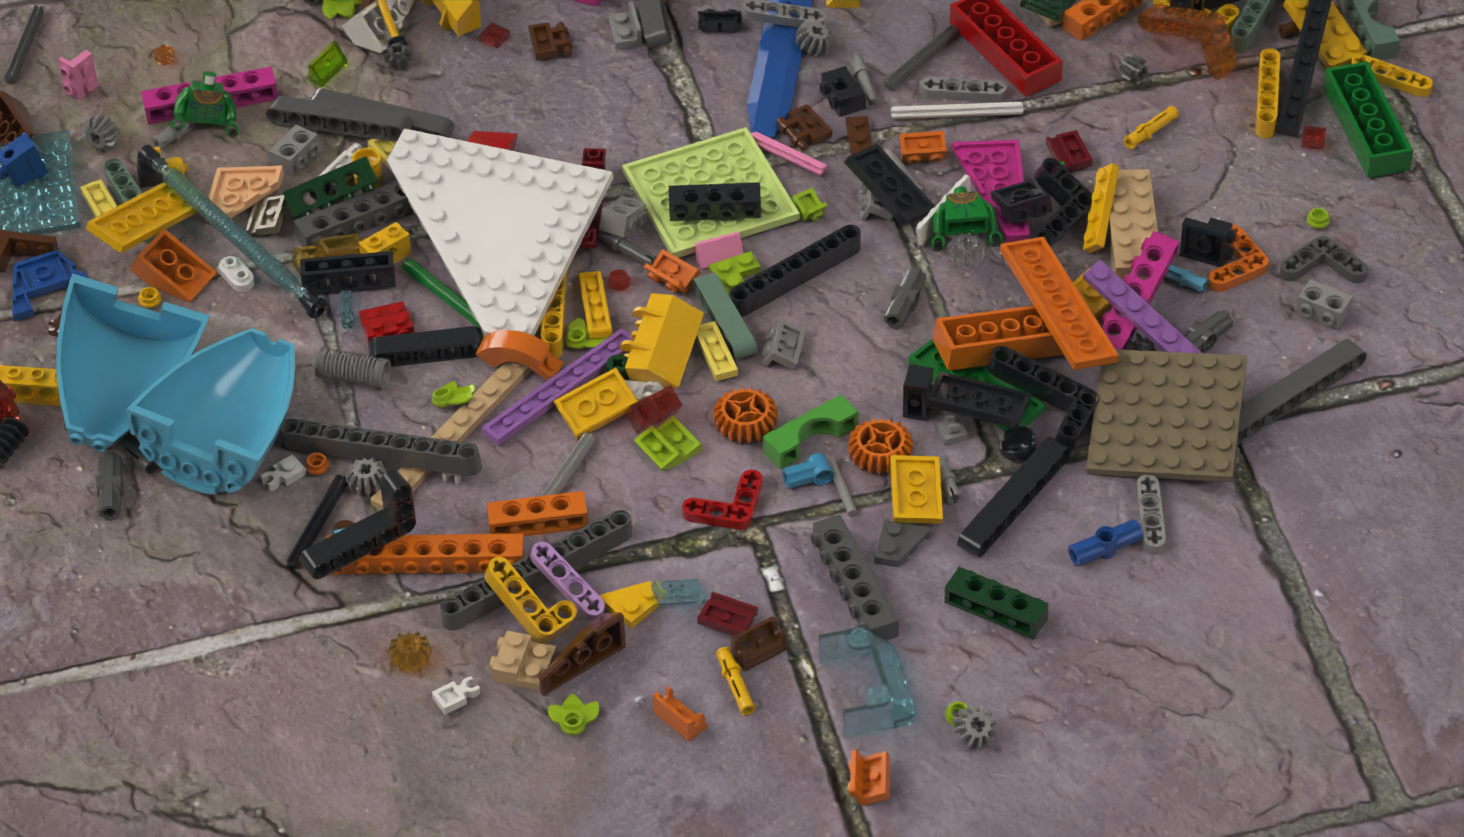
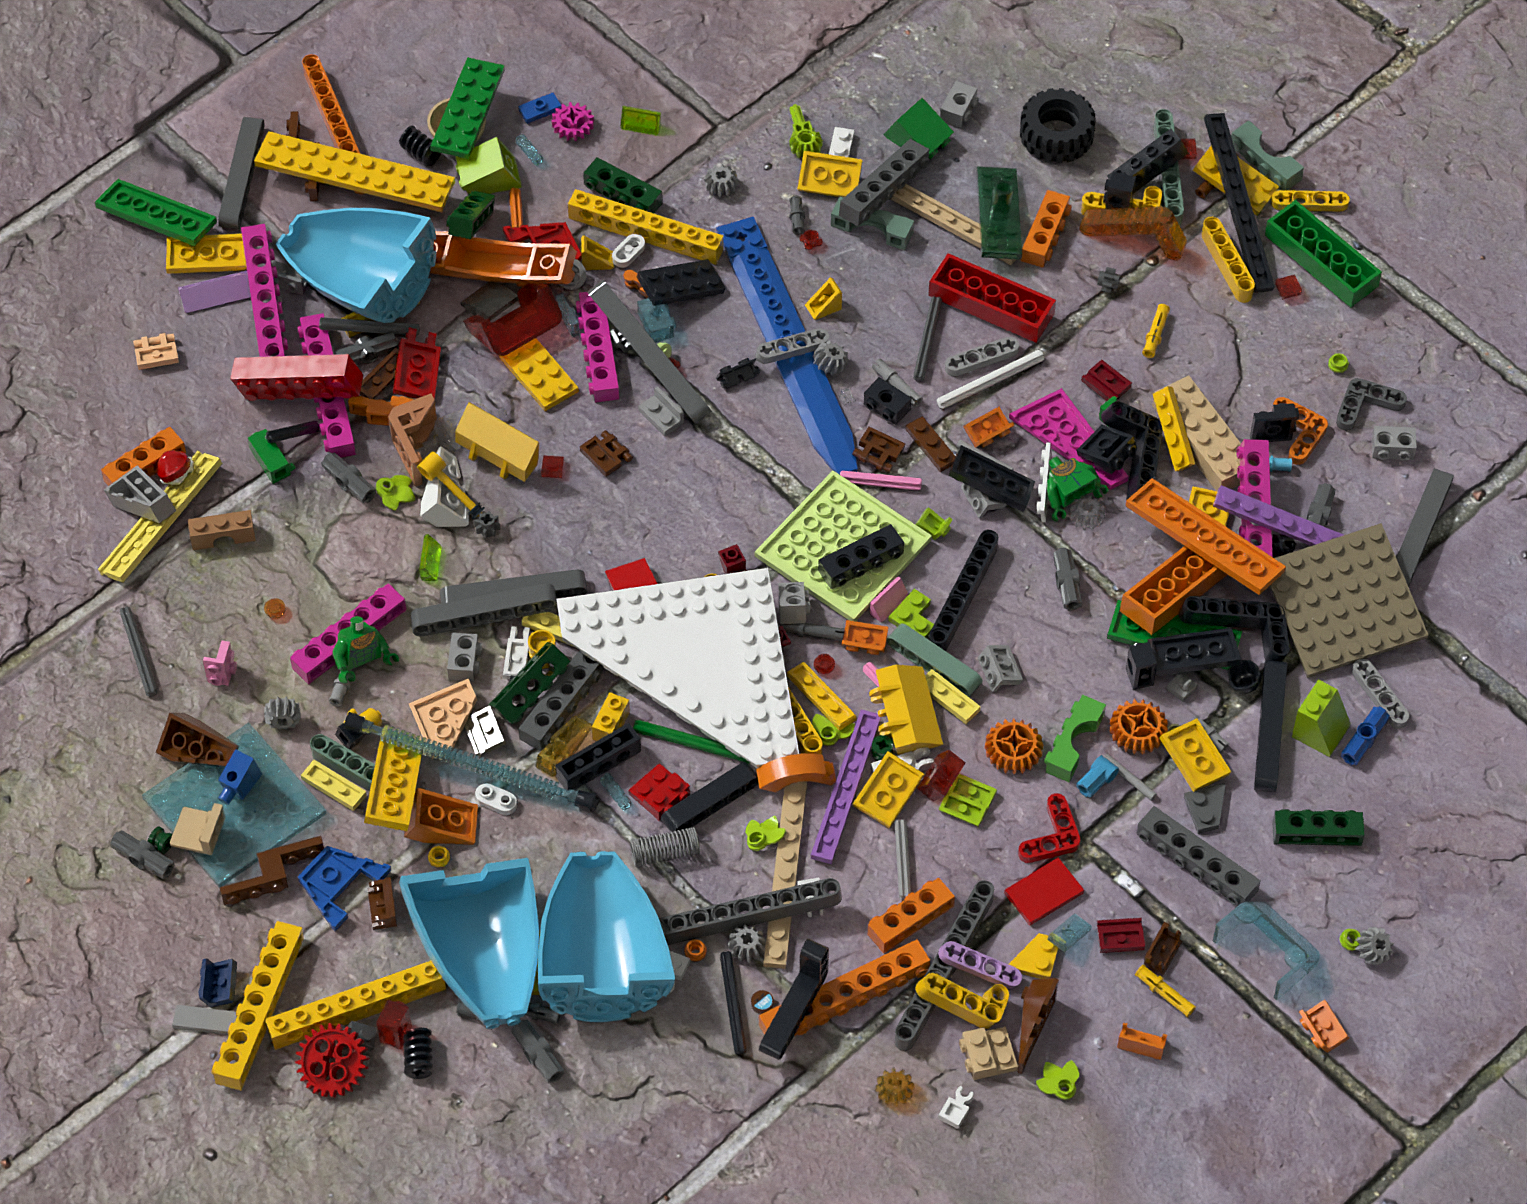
camera: 30 degrees left, 10 degrees up
(683, 549) = (1044, 891): none -> red tile
(1065, 505) = (1321, 719): none -> lime slope

